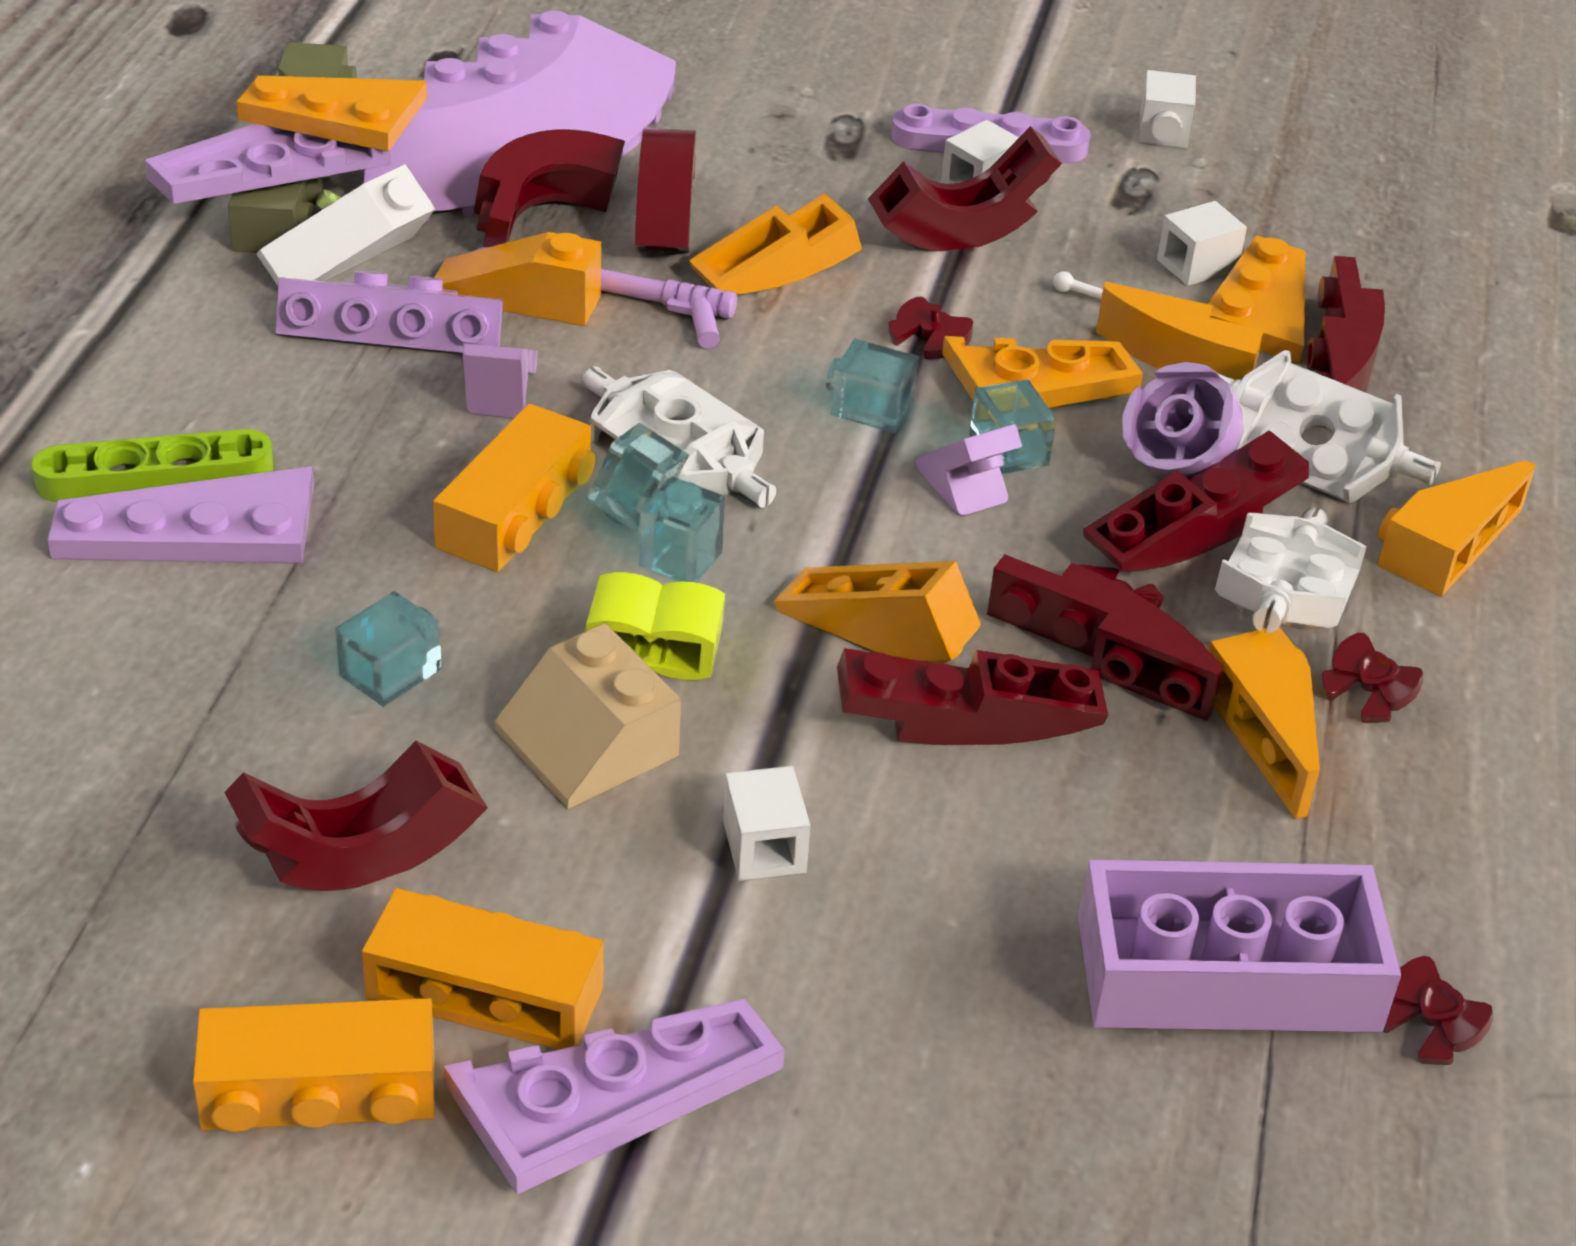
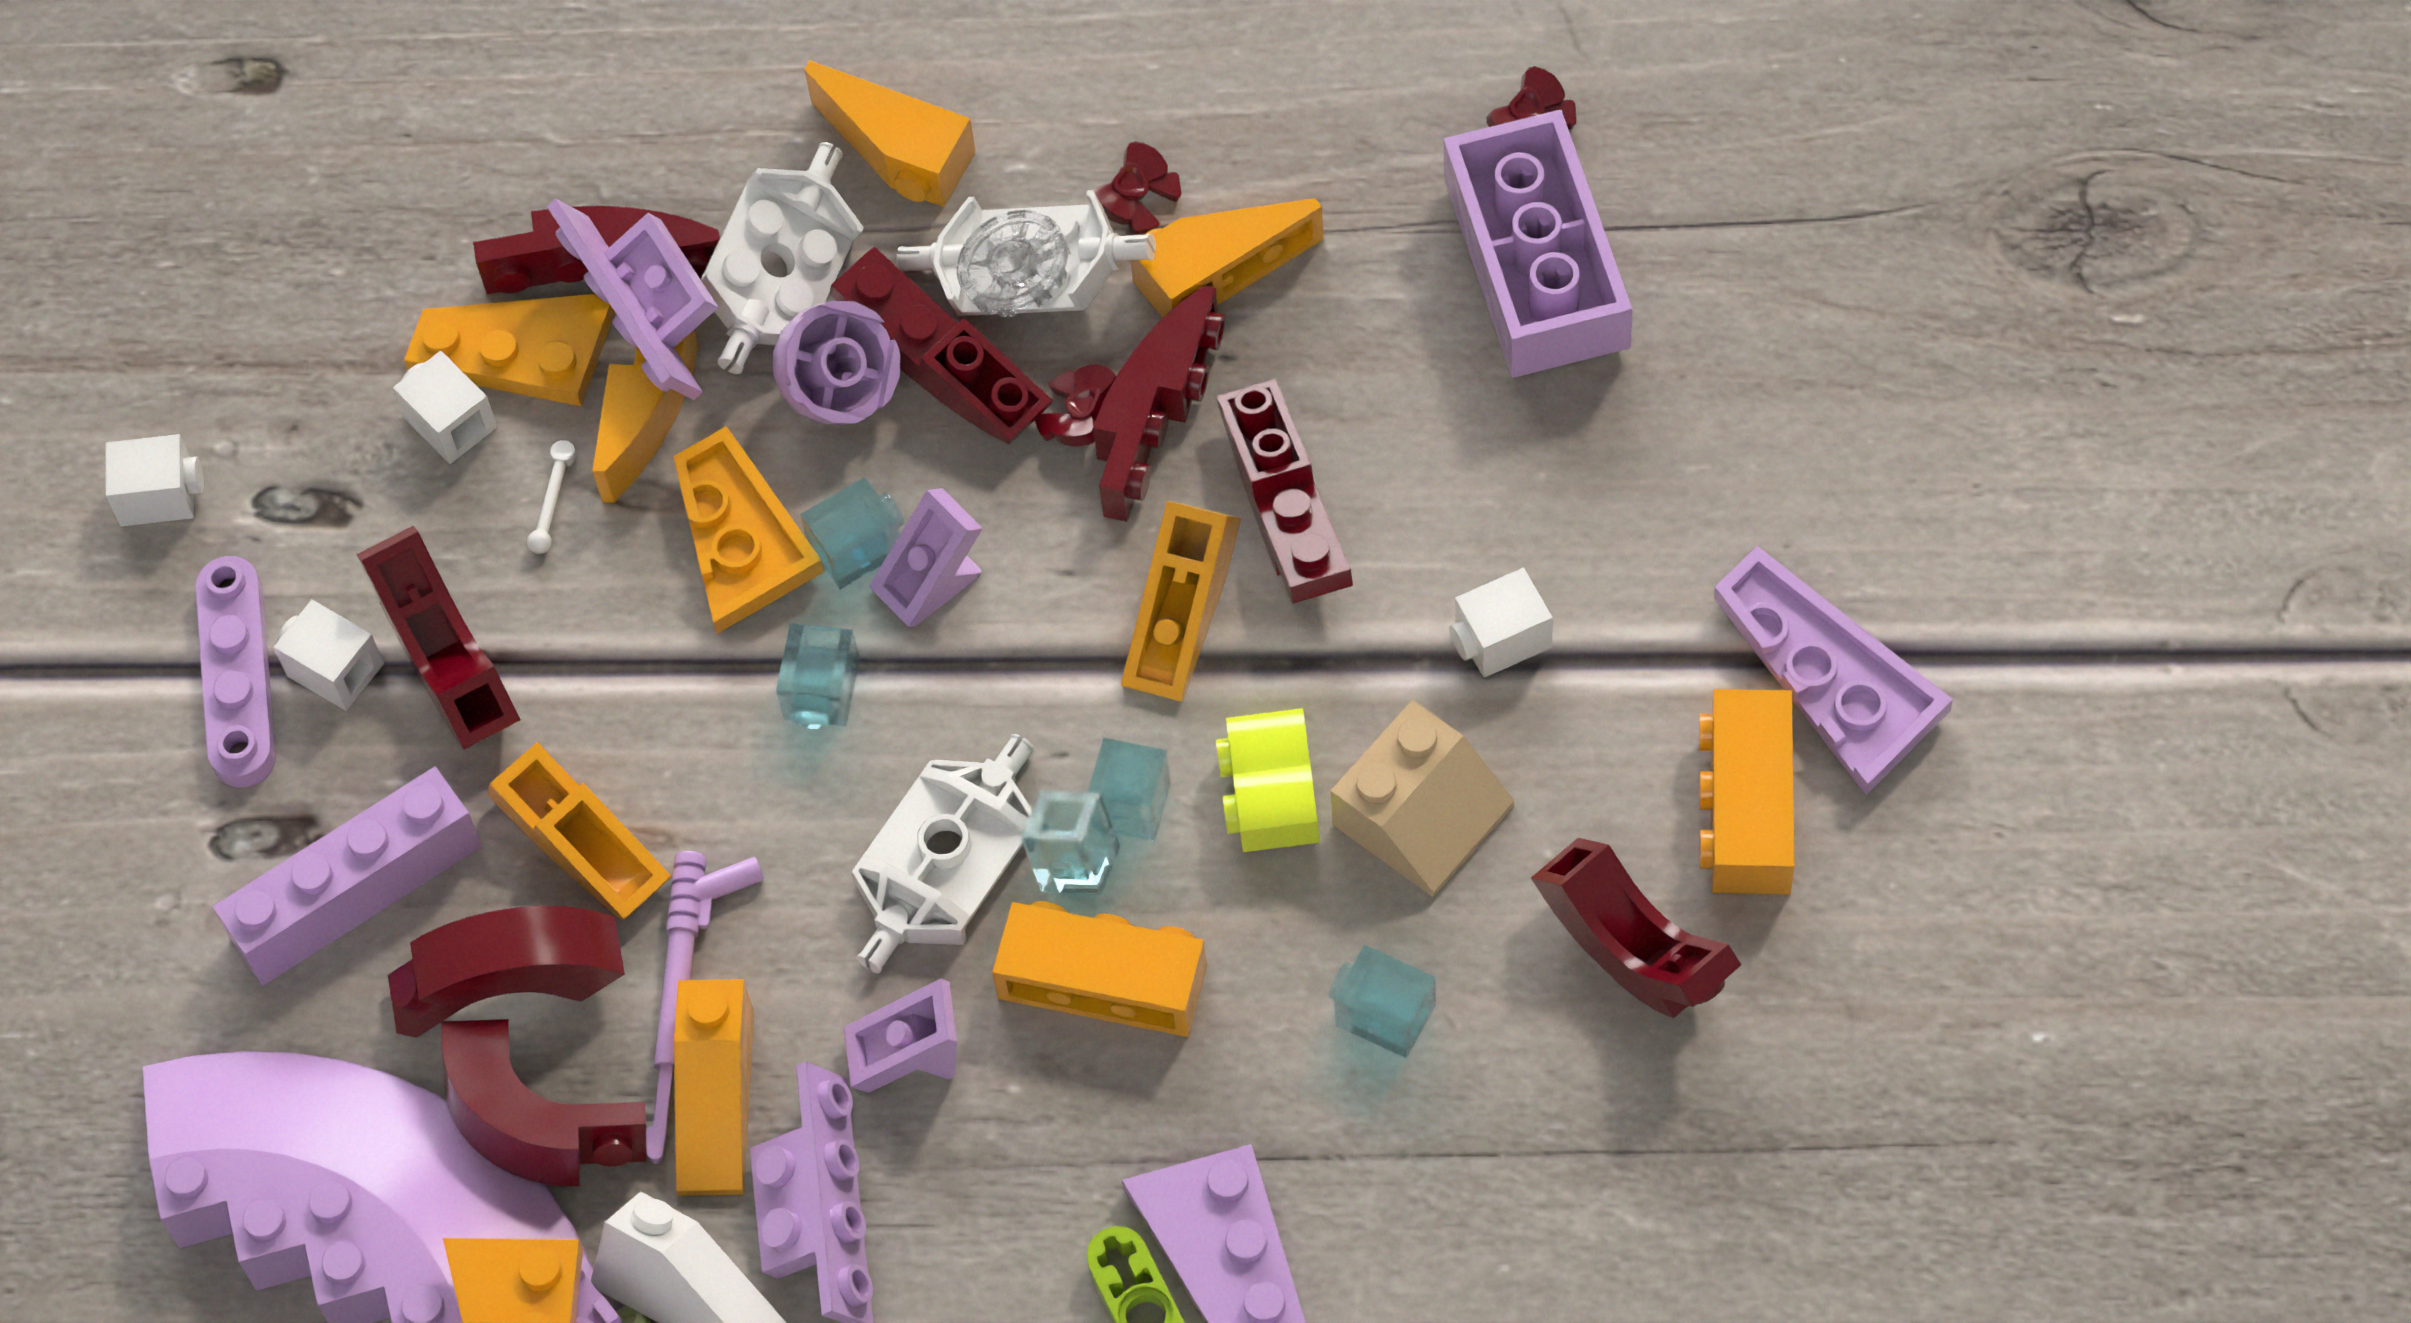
camera: 95 degrees left, 20 degrees up
(315, 1064) = (1899, 881): light orange brick -> none
(779, 137) = (348, 876): none -> lavender brick
(931, 323) = (655, 670): dark red piece -> none
(1269, 305) = (647, 286): none -> lavender bracket
(1274, 545) = (1013, 262): none -> clear wheel

